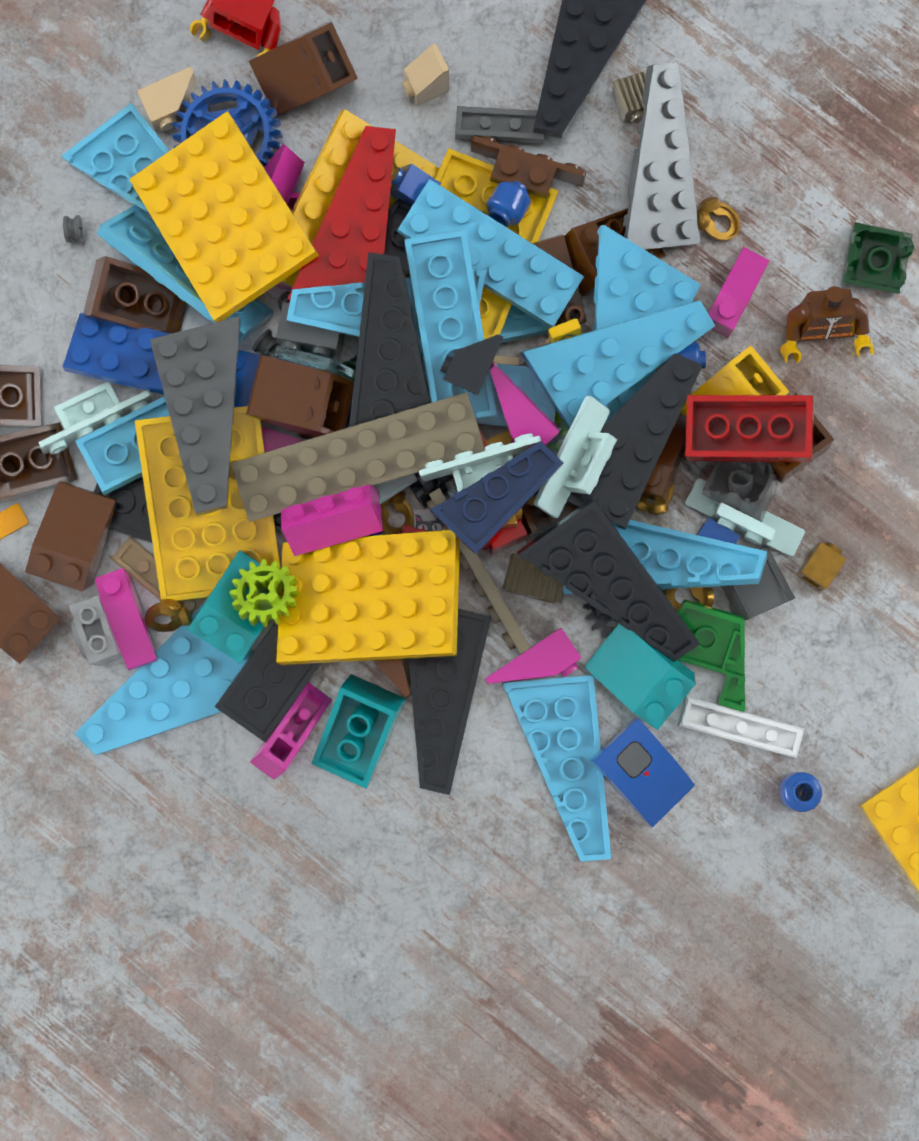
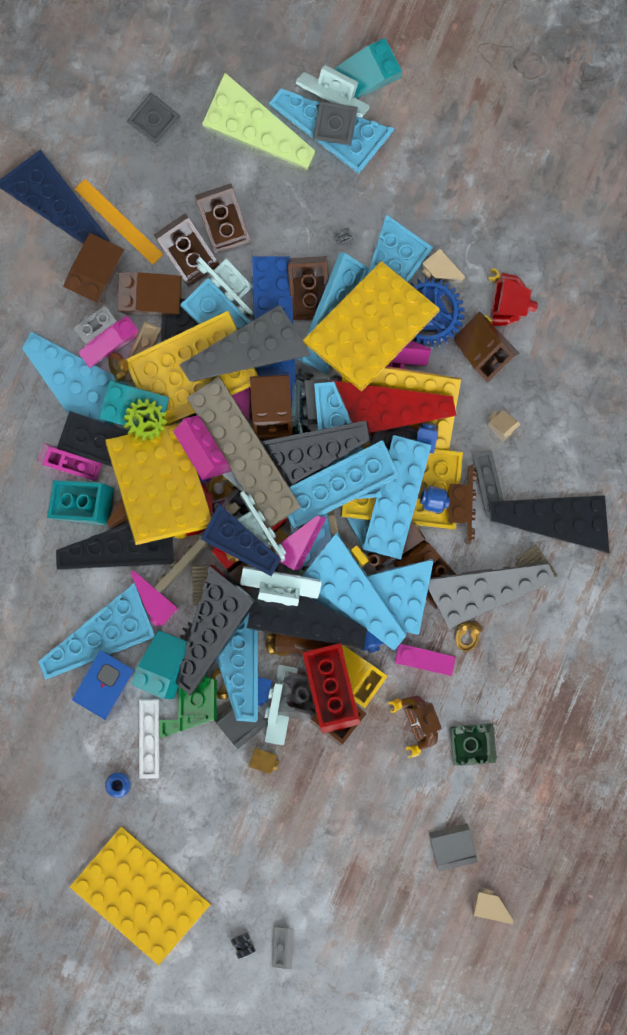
camera: 80 degrees right, 0 degrees up
(471, 364) = (317, 503): black slope -> none

